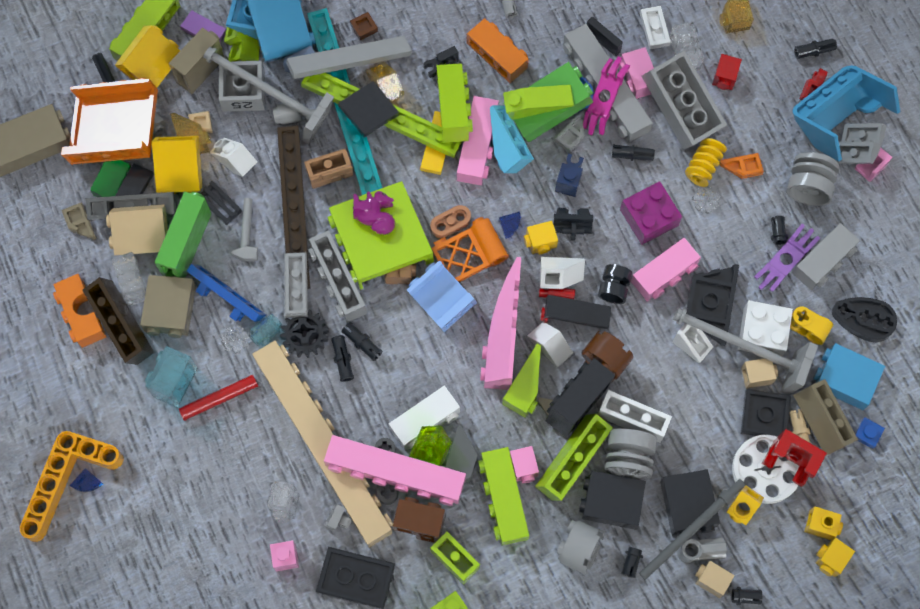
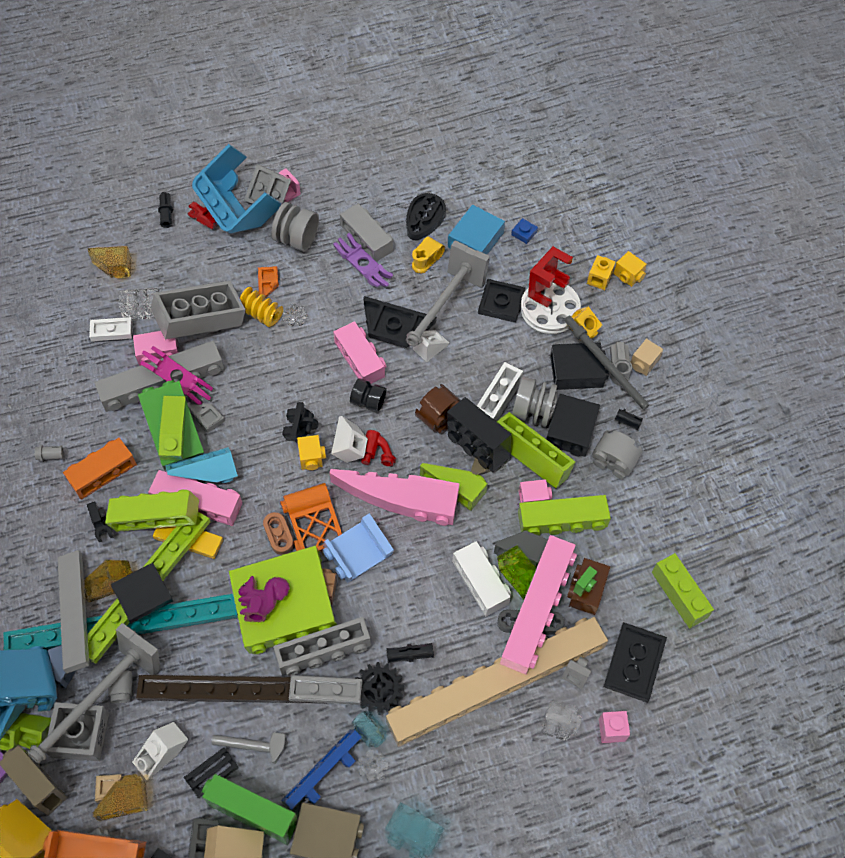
camera: 85 degrees left, 10 degrees down
(177, 164) = (160, 811): yellow brick -> none
(218, 397) = (437, 788): red piece -> none
(328, 168) = (198, 645): medium nougat brick -> none
(361, 341) = (393, 632): black pin -> none
(364, 26) = (34, 598): reddish brown tile -> none
(413, 509) = (586, 582): none -> bright green plate
(455, 558) = (625, 561): lime brick -> none
(510, 224) = (289, 480): clear blue tile -> none
(552, 343) = (413, 457): white slope -> none
(569, 177) = (253, 419): dark blue brick -> none
(577, 312) = (391, 430): black tile -> none
(605, 37) = (112, 368): black tile -> none
(633, 152) = (237, 365): black axle -> none
(650, 213) = (302, 357): magenta brick -> none
(726, 72) = (172, 277): red brick -> none
(746, 596) = (660, 336): black pin -> none
(759, 373) = (466, 297): tan brick -> none
(766, 326) = (425, 284): white brick -> none
(778, 228) = (335, 263): black pin -> none
(799, 425) = (516, 276): tan pin -> none
(825, 417) = (514, 253): dark tan brick -> none

